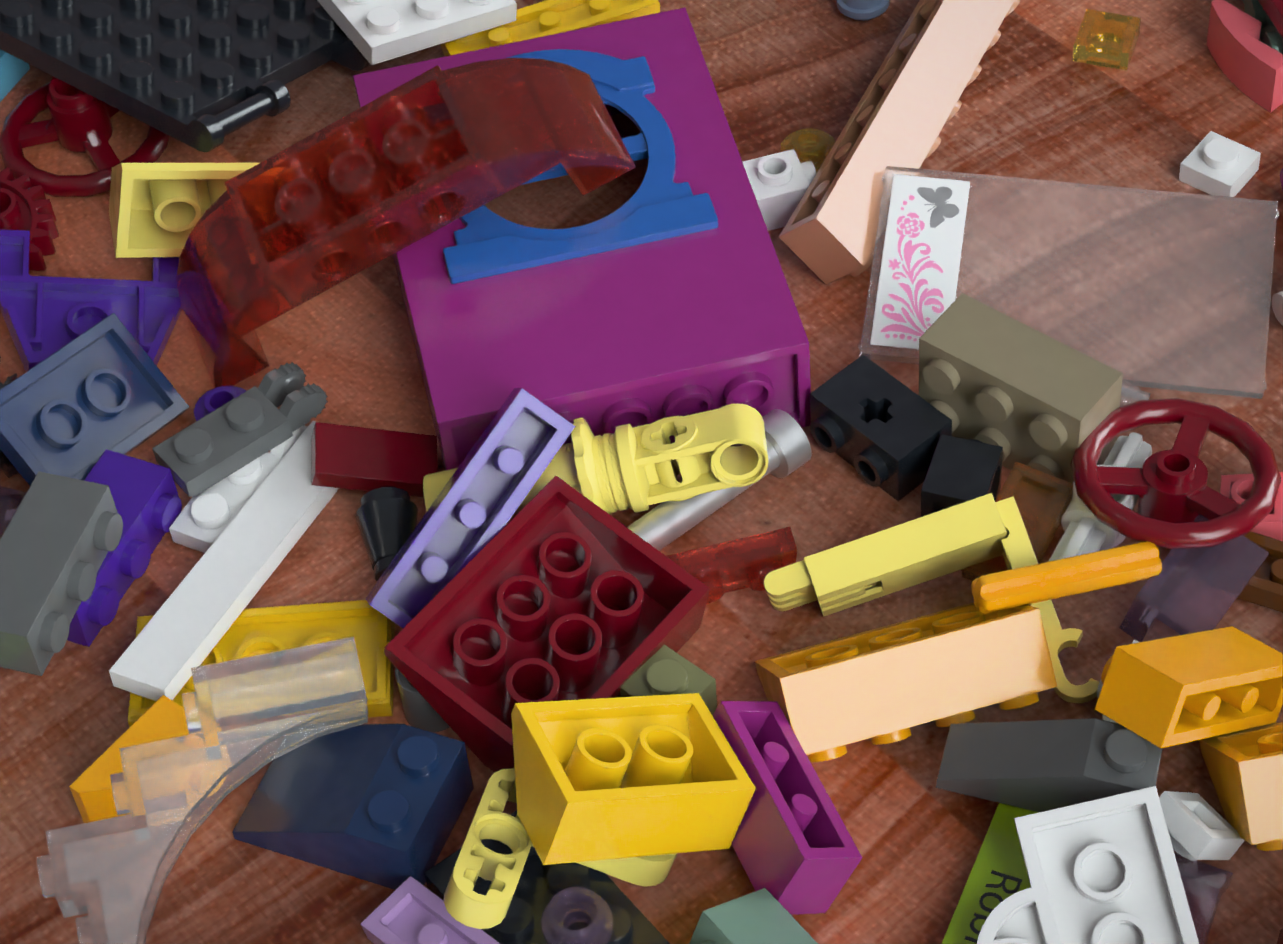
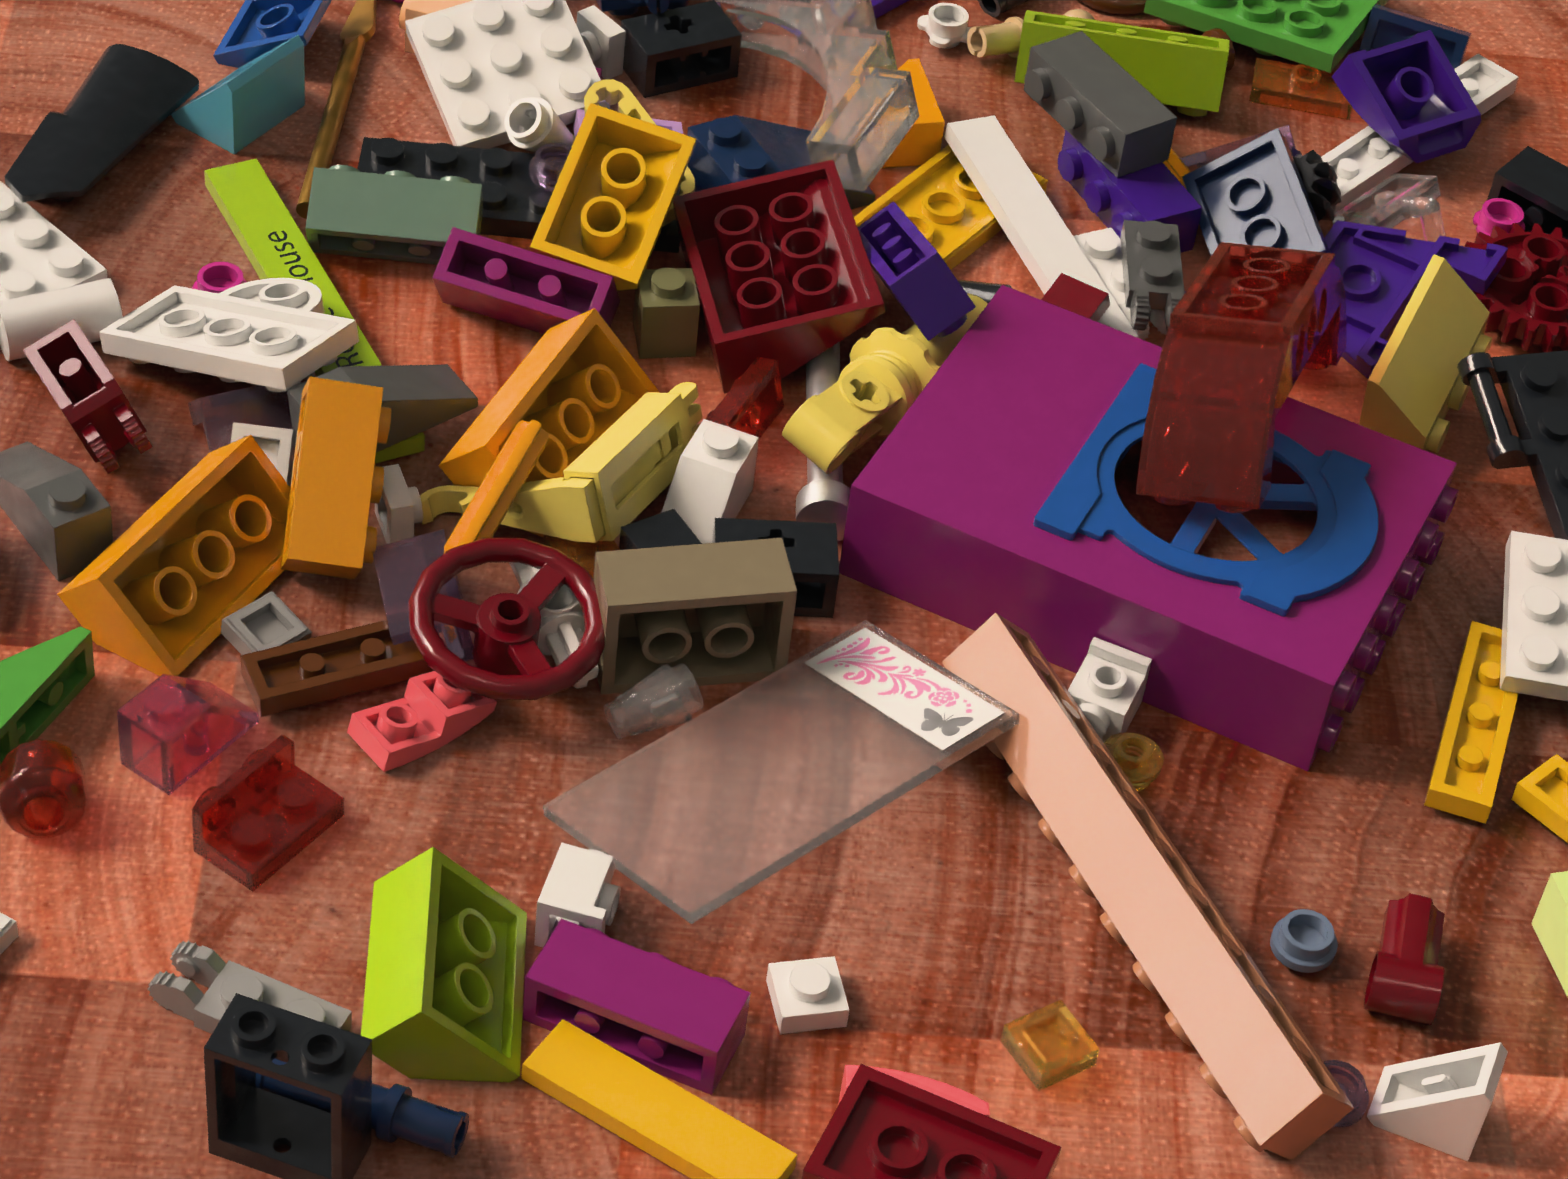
camera: 120 degrees right, 5 degrees down
(840, 510) = (712, 477): none -> white slope

